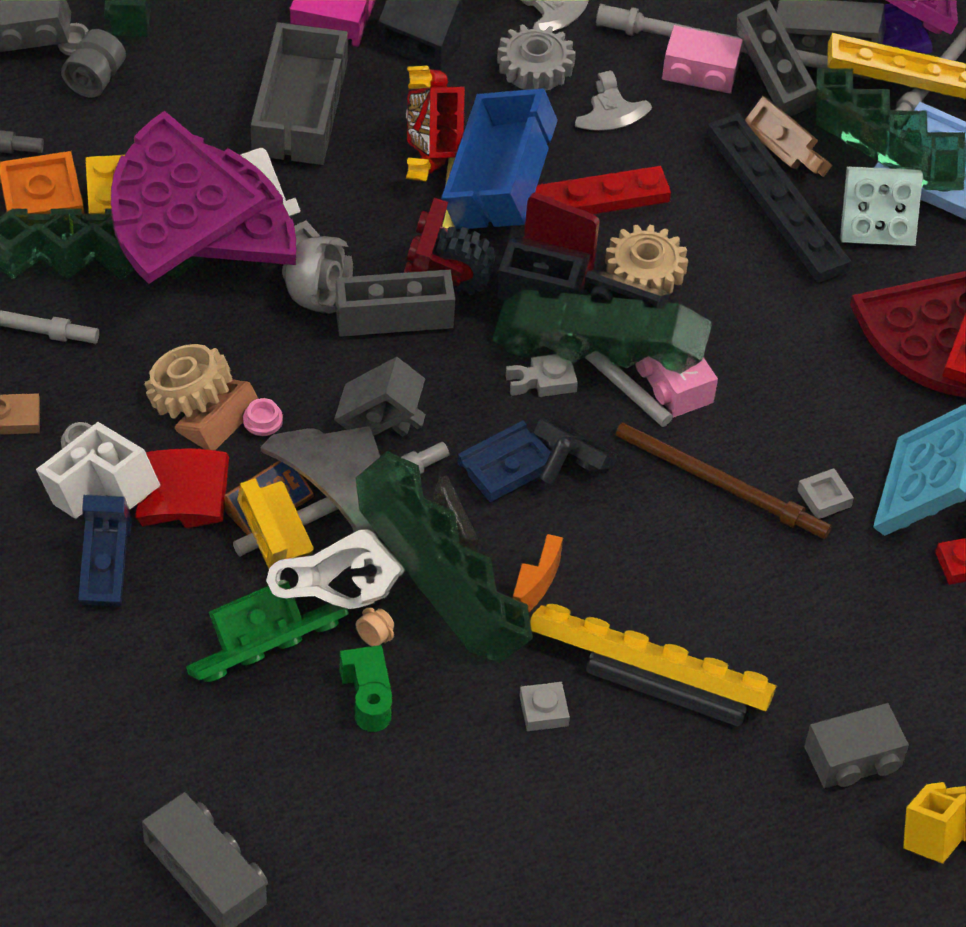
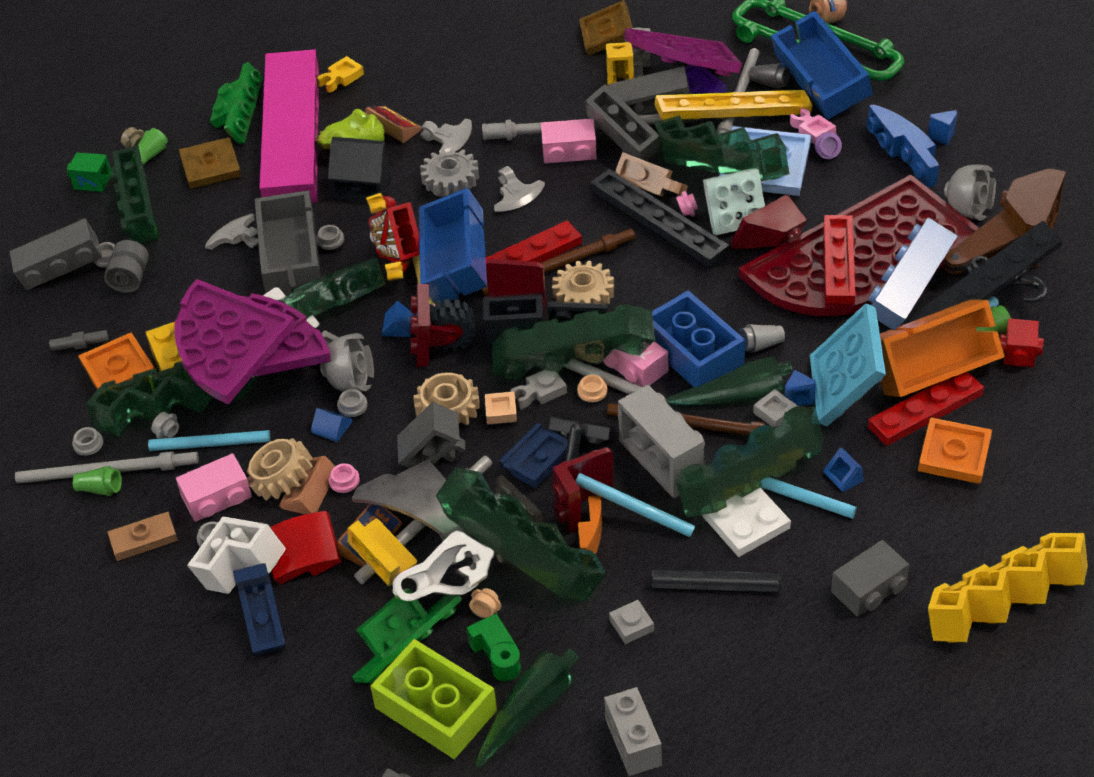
camera: 10 degrees left, 5 degrees down
(72, 284) = (165, 425): none -> light grey plate
(103, 380) = (213, 487): none -> bright pink brick
(119, 319) = (209, 440): none -> medium azure bar
(240, 57) = (234, 233): none -> light grey piece
(270, 343) = (329, 424): none -> blue slope
(270, 725) = (434, 698): none -> lime brick
(306, 324) = (352, 403): none -> light grey plate
(336, 170) = (336, 288): none -> clear green slope
(356, 99) = (329, 237): none -> light grey plate
(392, 757) = (534, 693): none -> clear green piece
(395, 302) = (408, 367): dark grey brick -> none
(398, 234) = (397, 321): none -> blue slope
(427, 350) = (451, 392): none -> tan gear
(485, 386) = (500, 408): none -> light nougat plate
(492, 841) = (633, 731): none -> light grey brick
(544, 510) = (568, 494): none -> dark red bracket
(600, 562) = (634, 505): none -> medium azure bar
(608, 396) = (592, 388): none -> light nougat plate
(664, 491) = (658, 437): none -> light grey brick
(667, 661) = (711, 560): yellow plate -> none
(699, 211) = (606, 243): none -> reddish brown bar
(735, 620) = (748, 521): none -> white plate
(750, 557) = (741, 468): none -> clear green brick
(759, 375) = (697, 340): none -> blue brick
(797, 449) = (743, 384): none -> clear green piece
(809, 608) = (809, 497): none -> medium azure bar
(820, 190) = (687, 204): none -> bright pink plate
(844, 394) = (761, 336): none -> light grey cone
(865, 479) = (800, 389): none -> blue slope
(880, 600) = (844, 471): none -> blue slope
(912, 252) = (770, 225): none -> dark red slope

